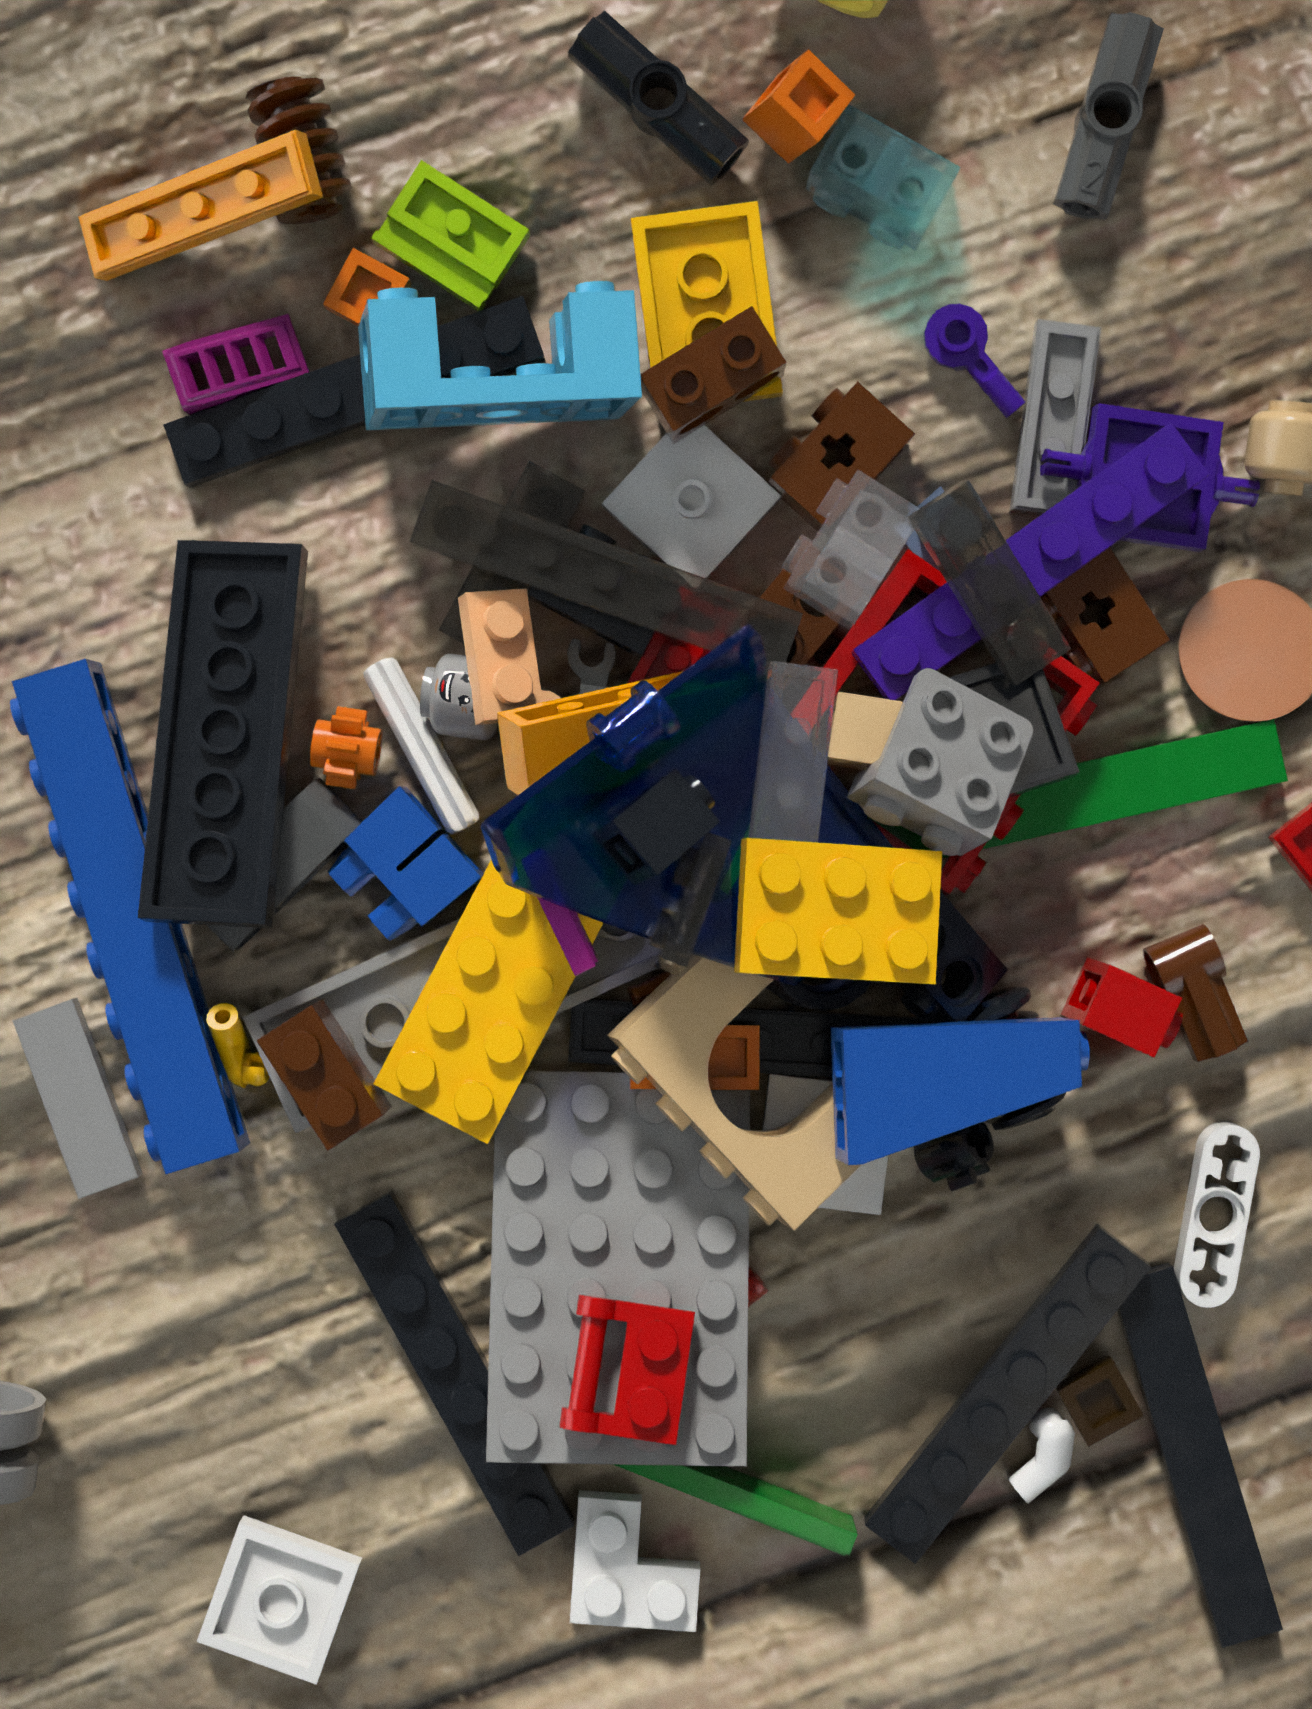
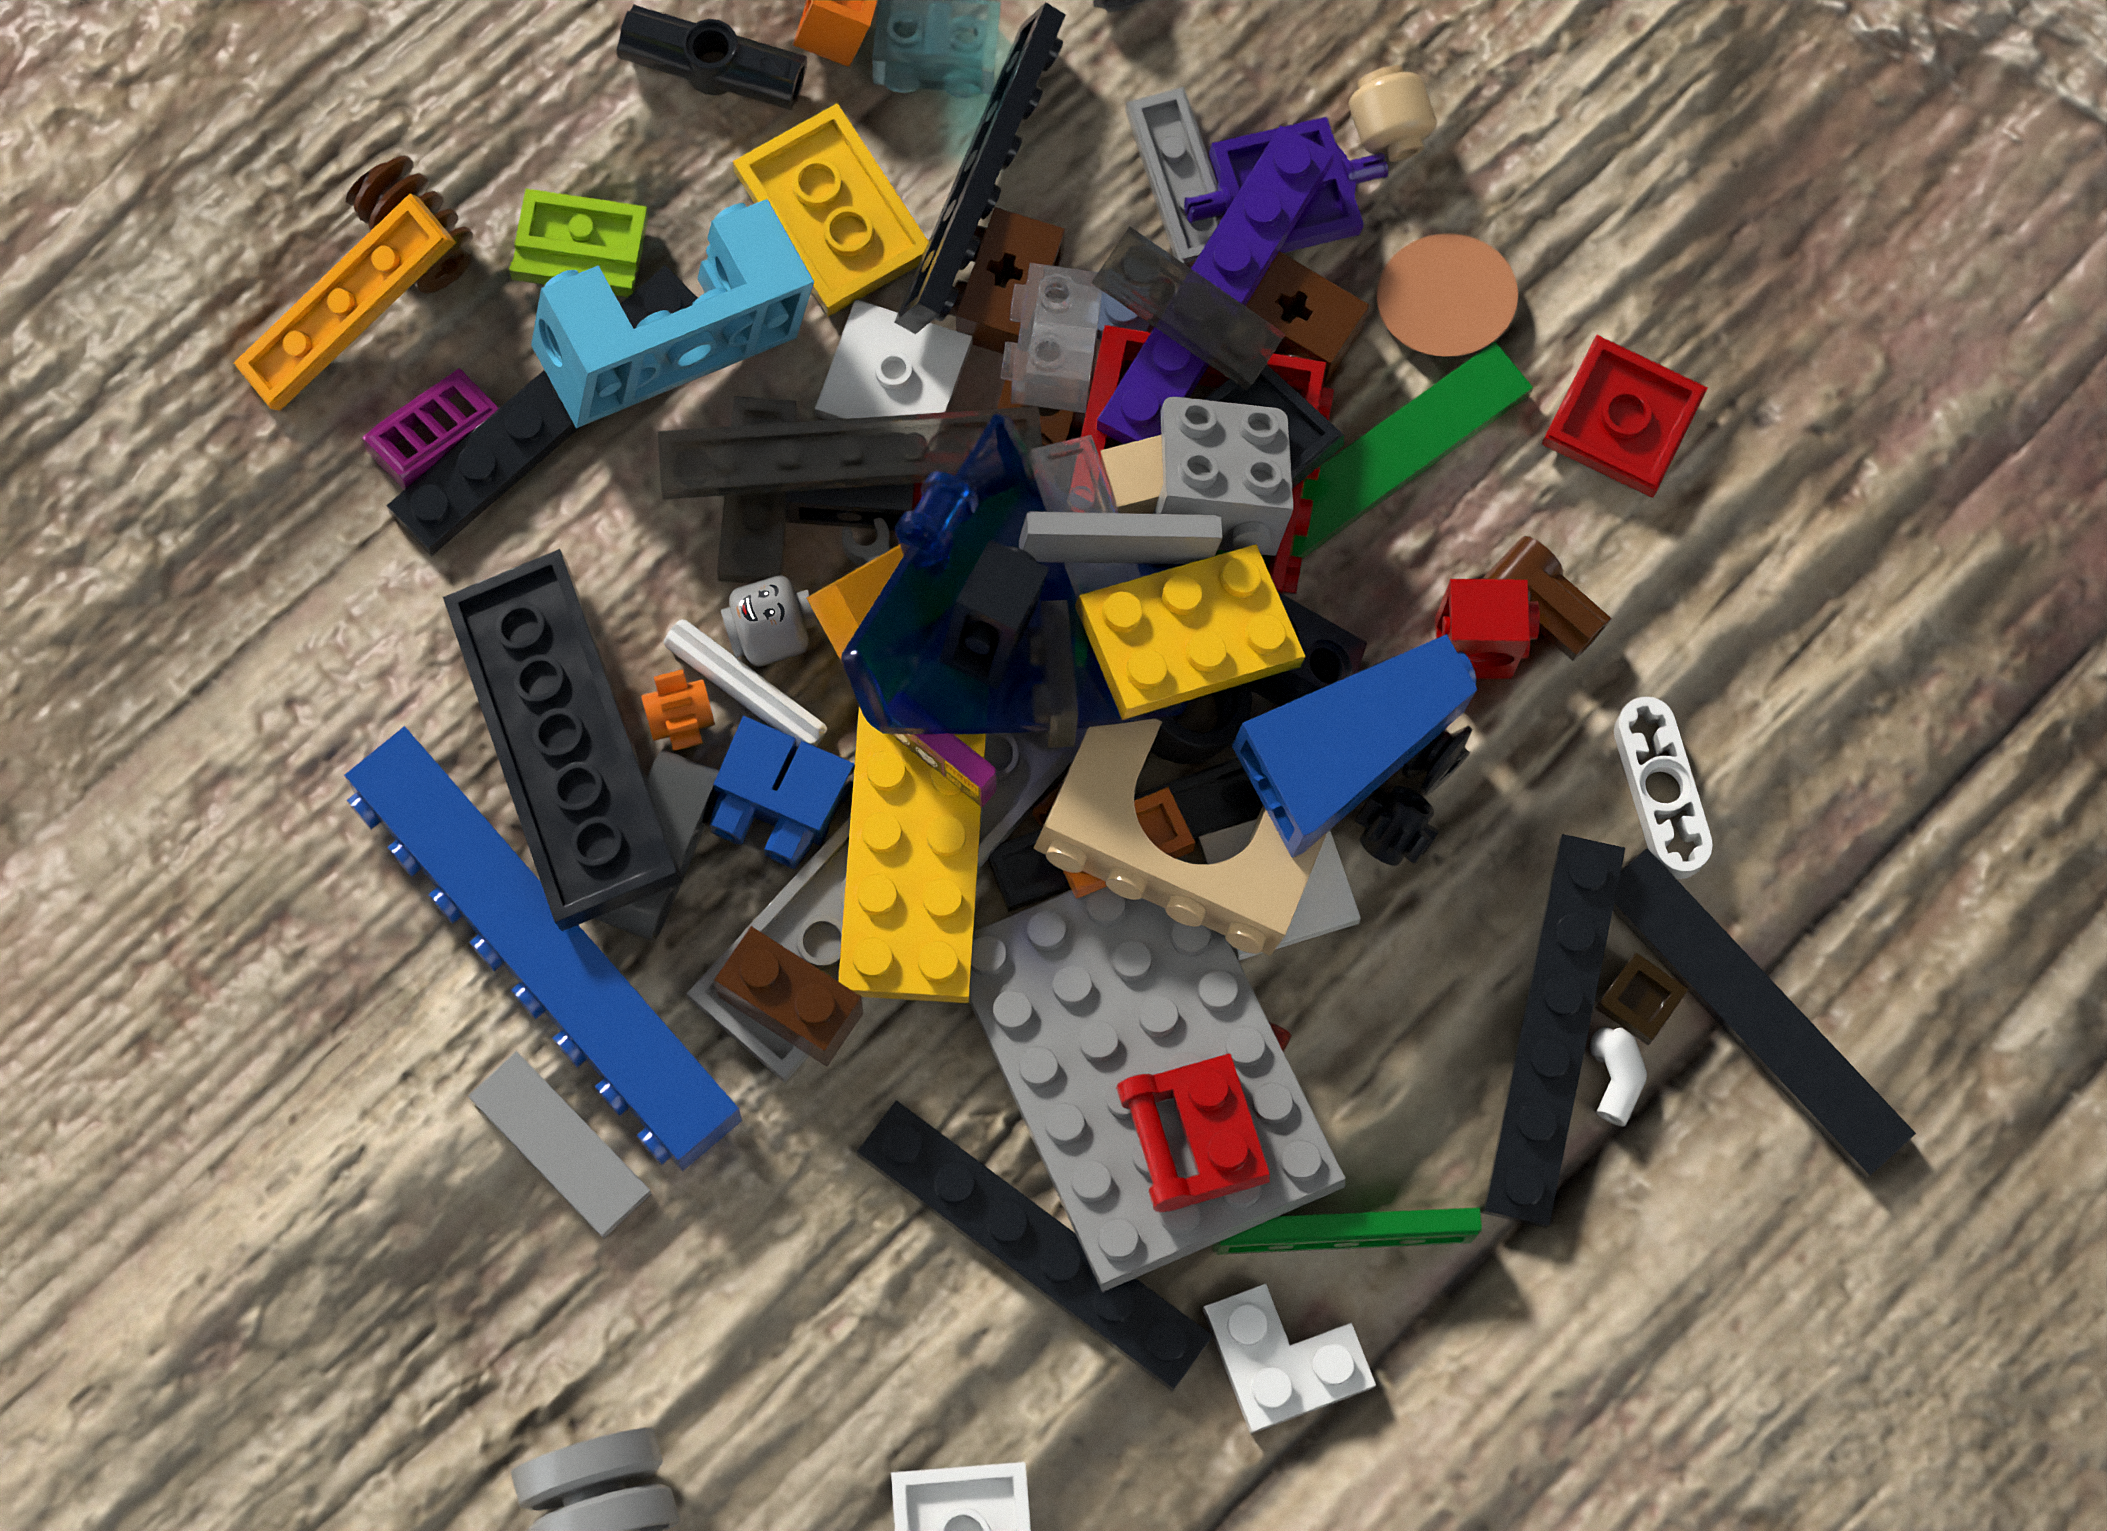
camera: 30 degrees left, 15 degrees down
(234, 1048) = (682, 1020): yellow arm -> none
(358, 281) = (514, 318): orange plate -> none
(500, 652) = (780, 559): light nougat hinge -> none
(712, 374) = (866, 250): reddish brown brick -> none
(812, 797) = (1120, 537): none -> light grey tile
(881, 318) = (974, 187): none -> black plate
(957, 340) = (1065, 148): dark purple plate -> none

